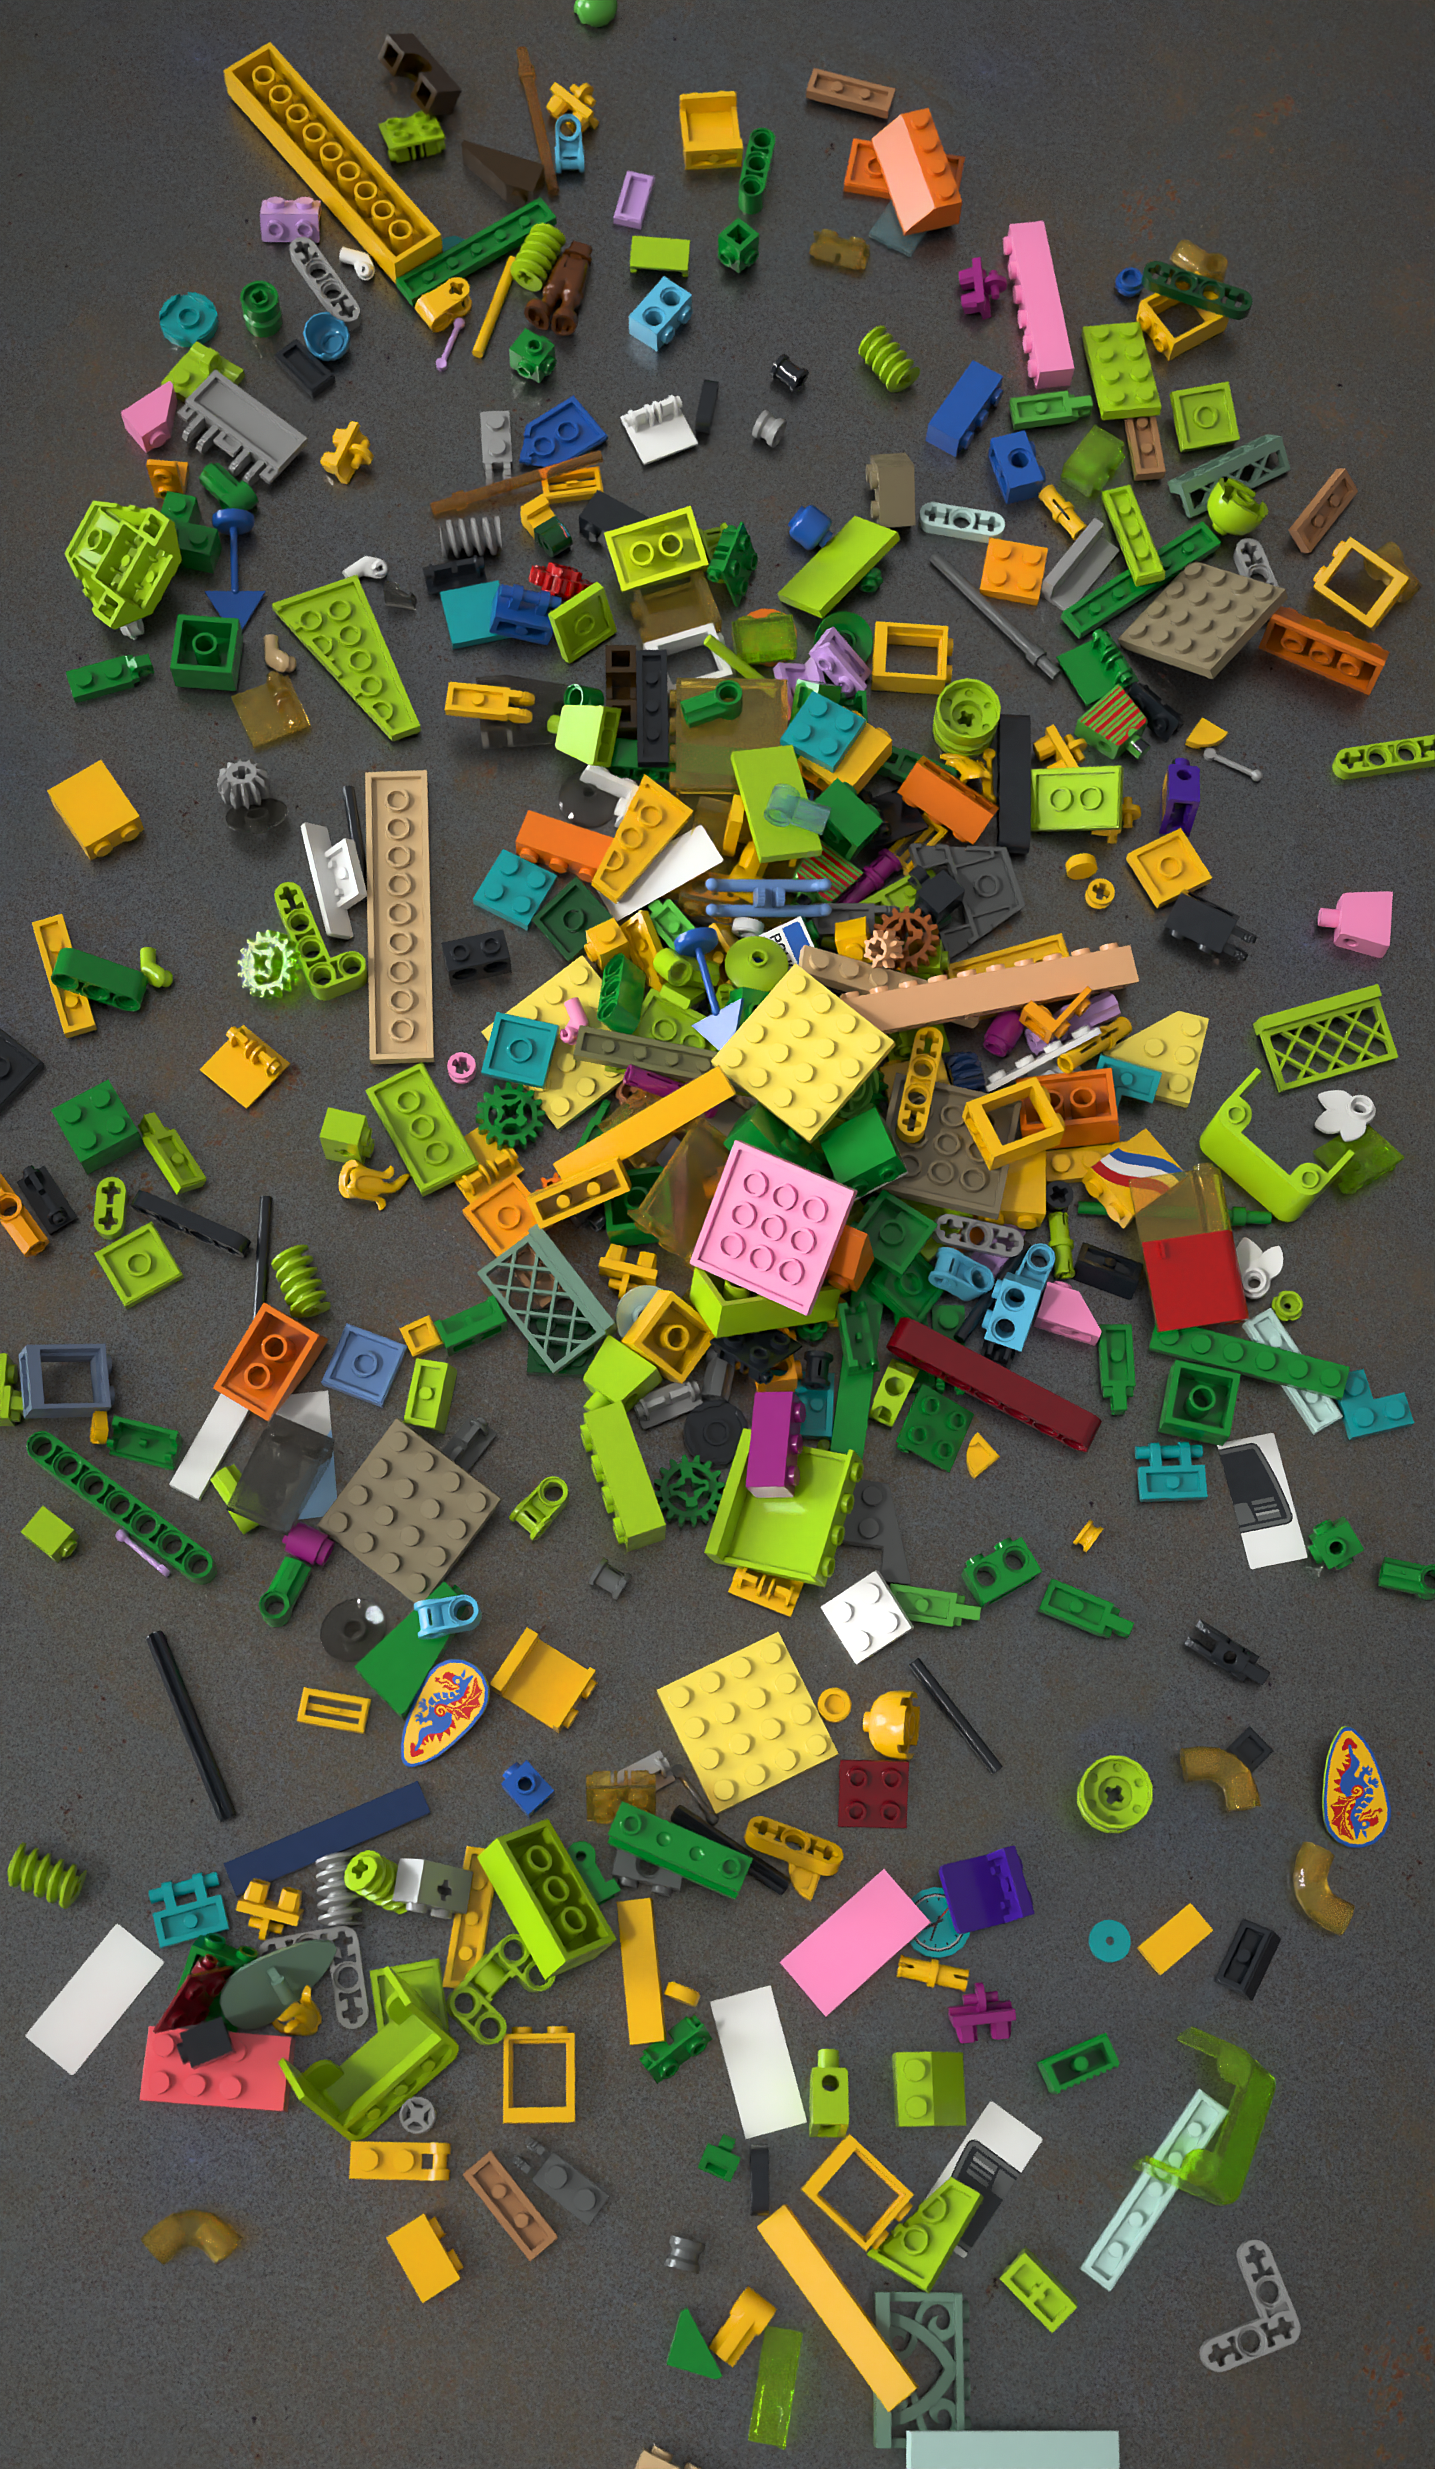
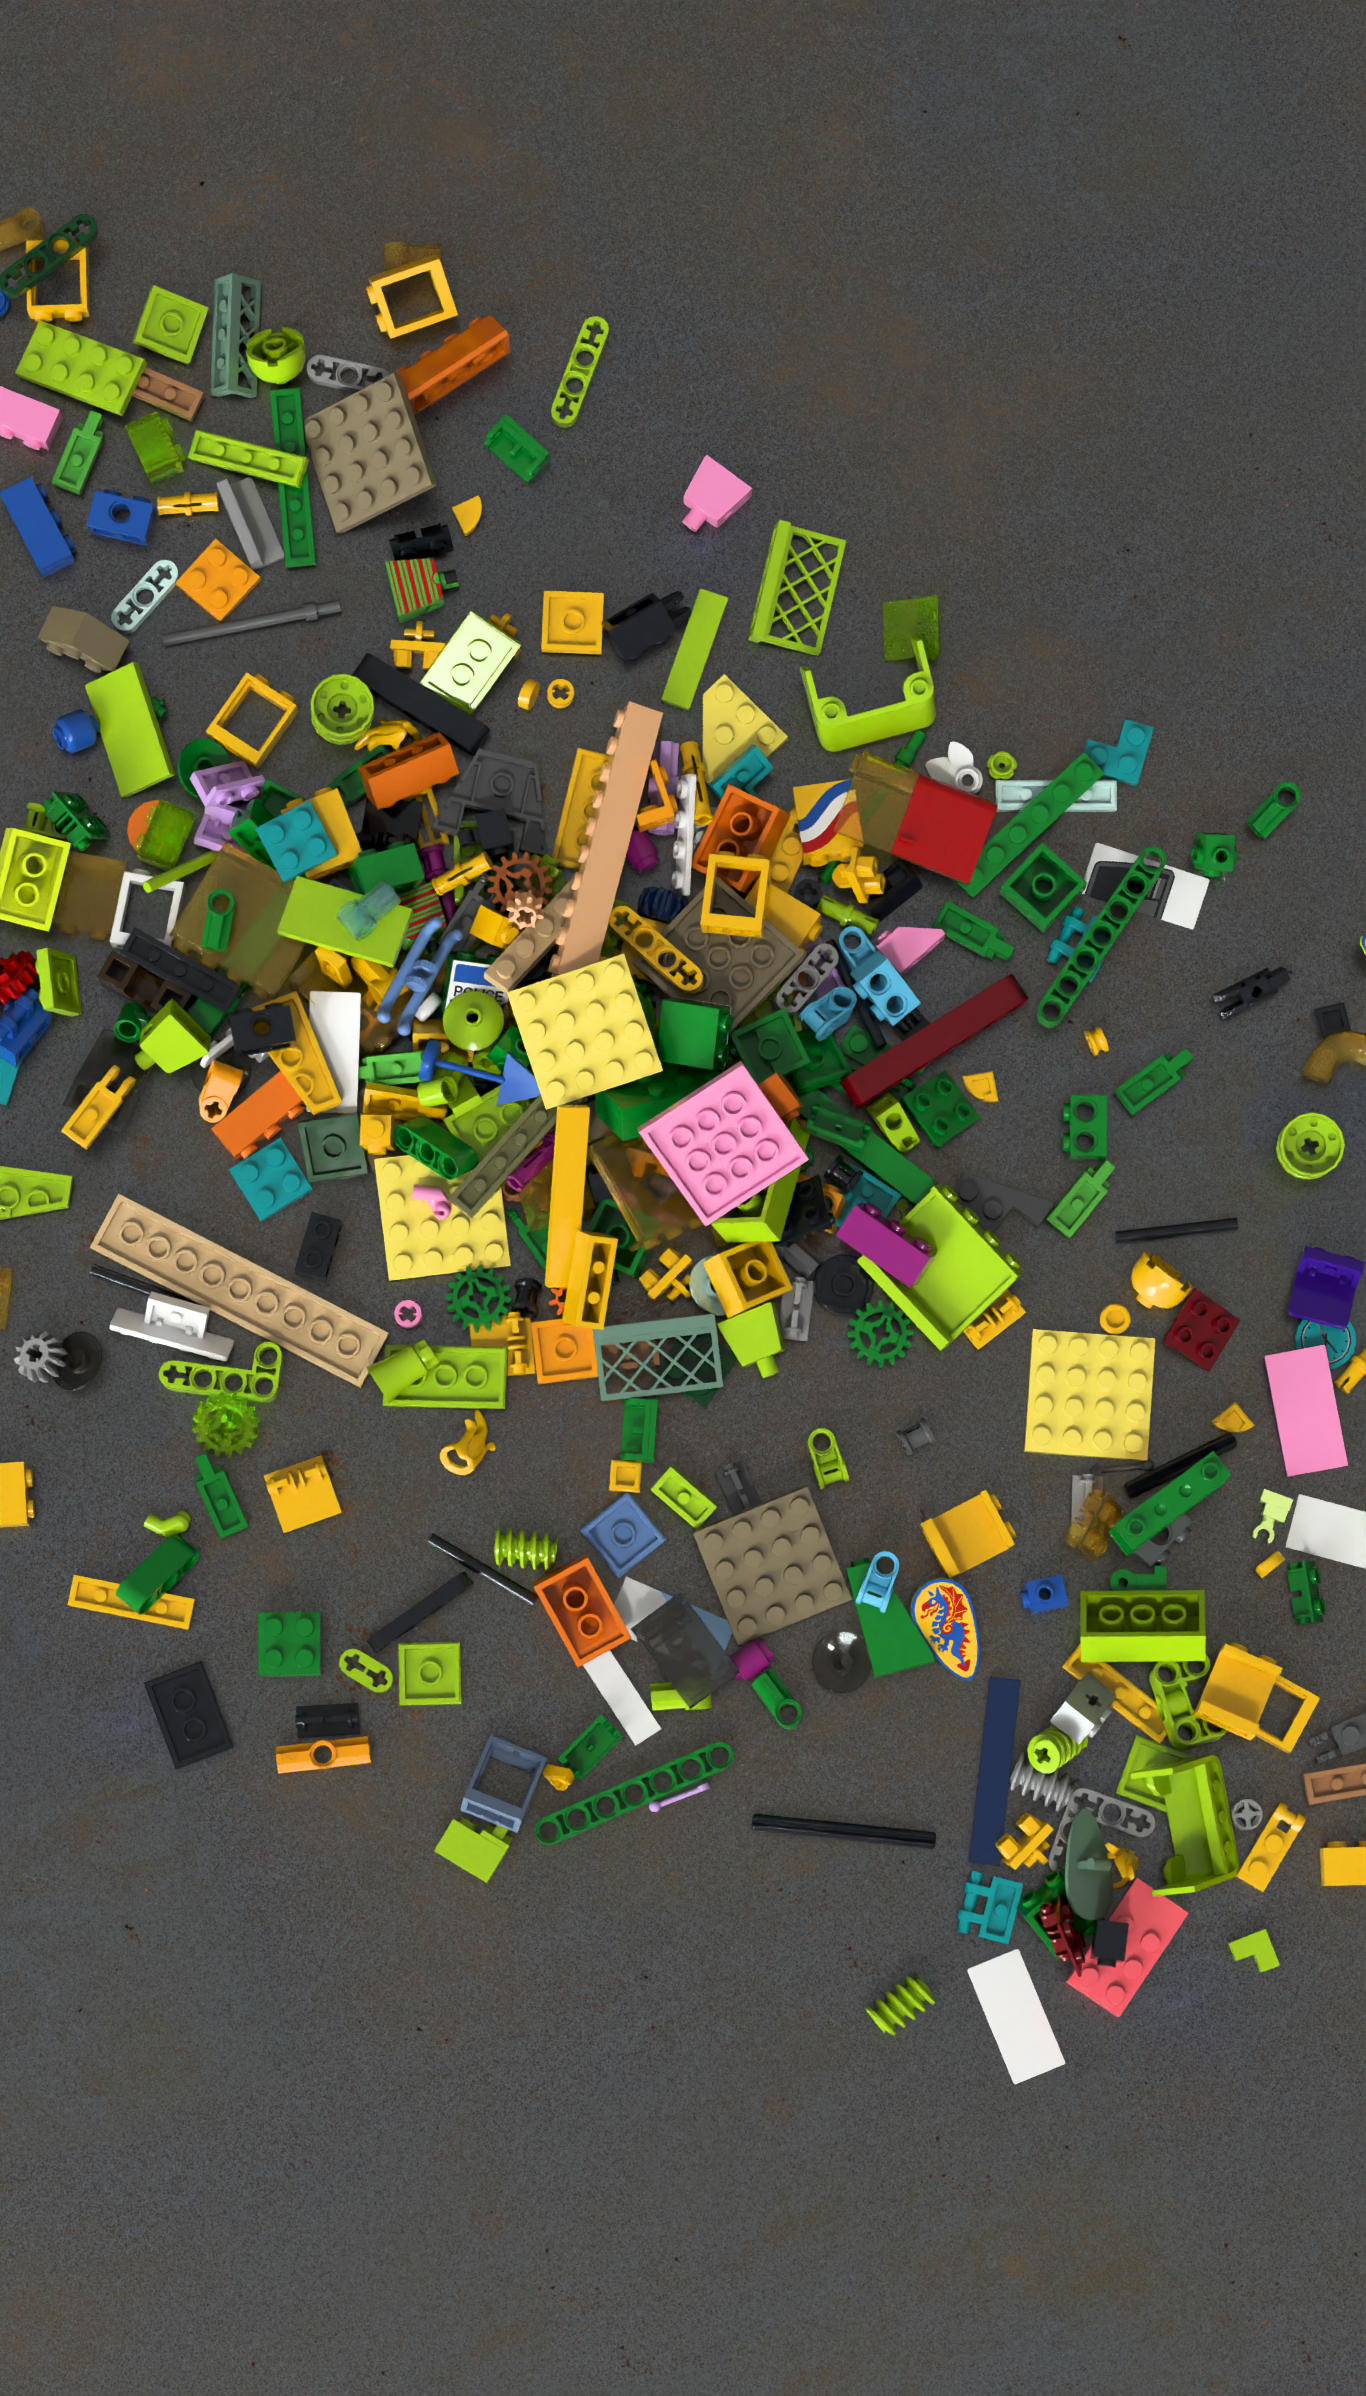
camera: 55 degrees left, 10 degrees up
(51, 1534) = (625, 1861): lime brick -> none
(171, 1155) = (348, 1596): lime hinge -> none
(192, 2229) = (1235, 2027): clear yellow cylinder -> none
(200, 997) = (219, 1498): none -> green hinge
(291, 2204) = (1259, 1946): none -> lime piece
(333, 1724) = (879, 1732): yellow tile -> none
(346, 1136) = (423, 1442): lime brick -> none
(404, 1082) = (402, 1368): none -> lime plant
(520, 1050) = (430, 1258): teal plate -> none
(533, 2030) = (1237, 1690): none -> yellow panel
(535, 1157) = (526, 1297): none -> black bush
(570, 798) = (219, 1086): none -> light orange piece
(624, 1476) = (842, 1379): lime brick -> none
(641, 812) = (279, 1037): none -> black brick
(641, 1971) = (1234, 1585): yellow tile -> none
(700, 1200) = (659, 1186): none -> clear smoke tile
(740, 1967) = (1274, 1509): none -> yellowish green piece
(768, 1845) = (1227, 1406): yellow beam -> none
(867, 1617) = (1062, 1253): white plate -> none
(884, 889) = (445, 883): none -> yellow pin
(988, 756) = (379, 708): yellow hinge -> none
(1097, 667) = (353, 566): green hinge -> none
(1102, 1229) = (860, 875): none -> yellow hips
(1179, 786) = (516, 574): dark purple torso -> none
(1203, 1474) = (1104, 922): none -> green beam
(1210, 754) = (487, 520): light grey hinge -> none
(1213, 983) = (694, 649): none -> lime tile
(1289, 741) = (517, 448): none -> green hinge
(1323, 510) = (319, 280): medium nougat plate -> none
(1342, 1114) = (867, 620): white plate -> none

